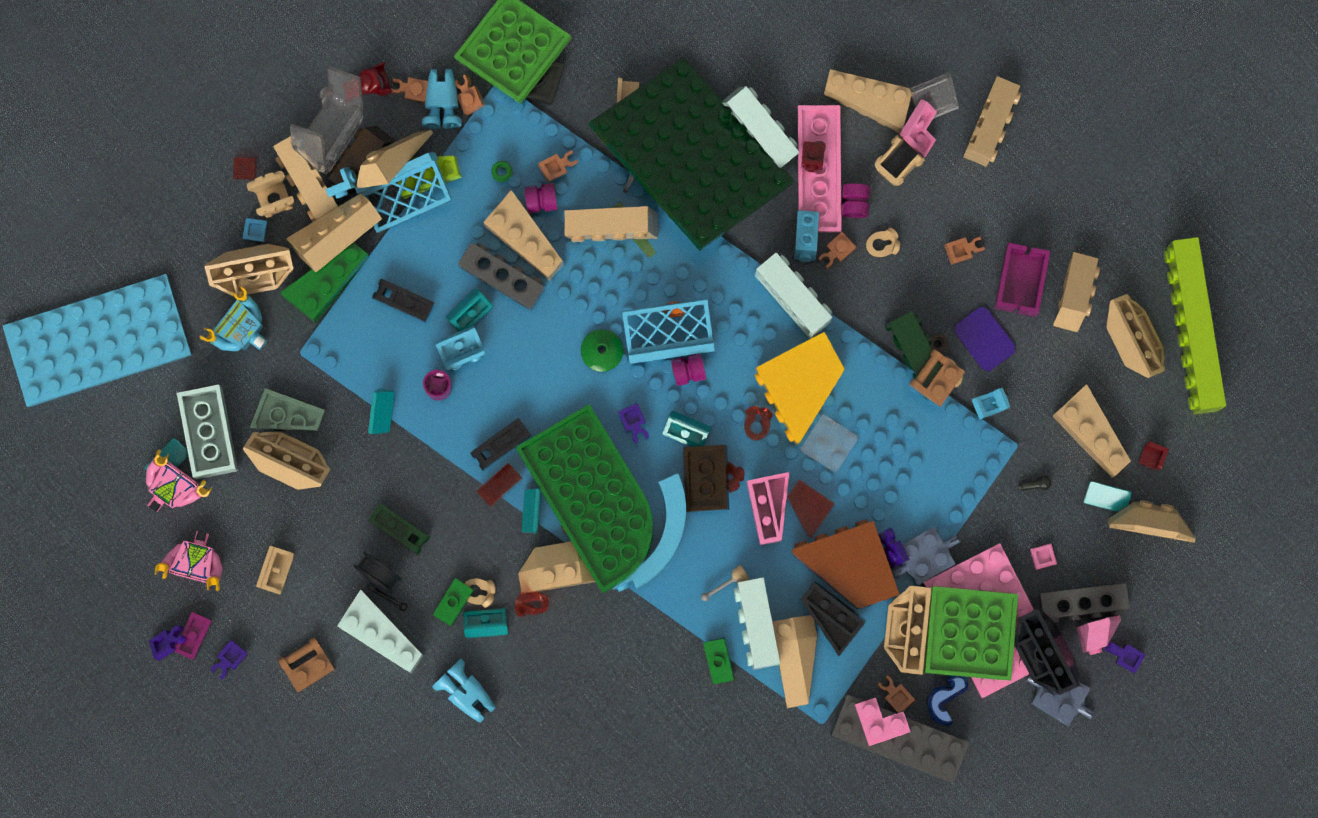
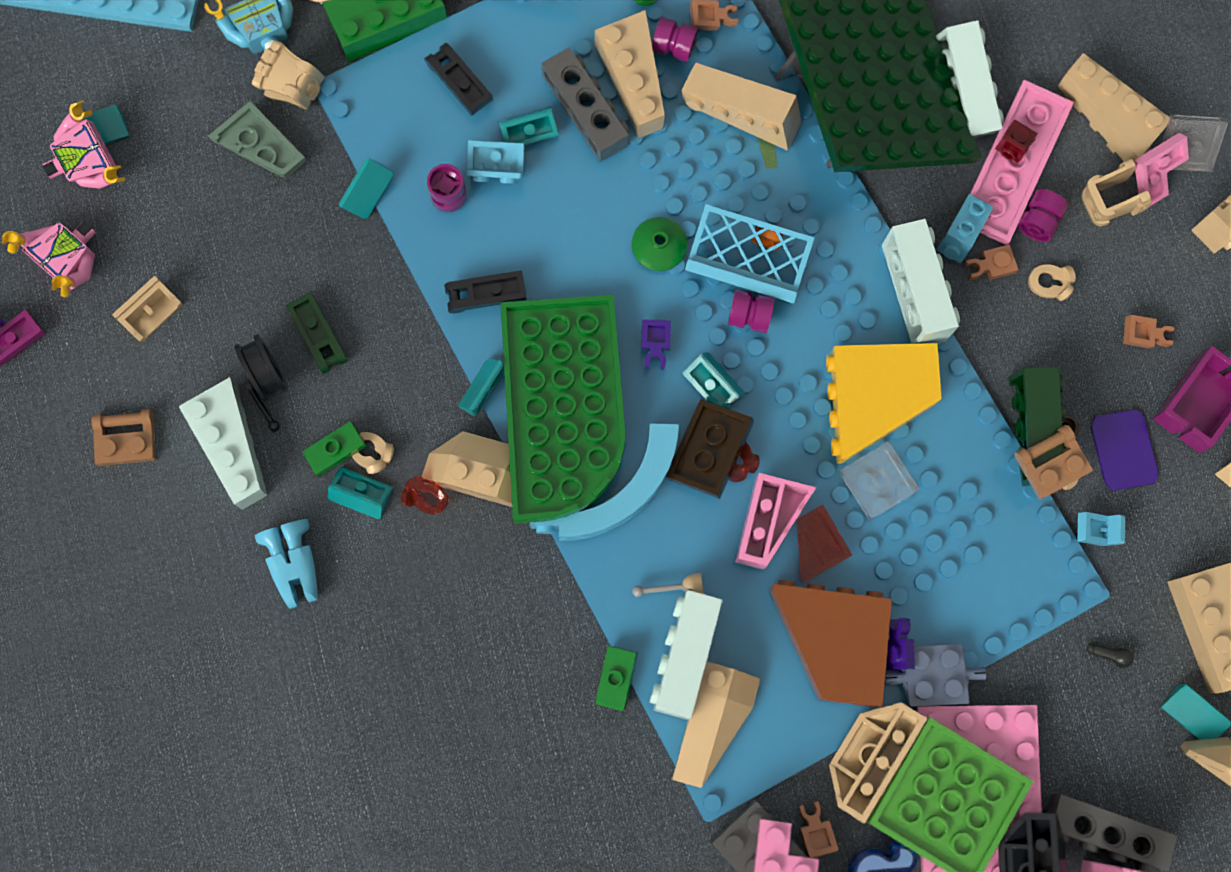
camera: 25 degrees right, 5 degrees down
(207, 432) = (156, 116): light aqua brick -> none
(231, 657) = (40, 385): dark purple plate -> none
(284, 359) = (287, 76): none -> tan piece
(287, 459) = (228, 188): tan wedge -> none
(499, 485) = (459, 339): clear red slope -> none
(751, 414) = (802, 399): clear red piece -> none
(833, 616) = (785, 695): black wedge -> none
(1043, 556) = (1081, 749): bright pink tile -> none

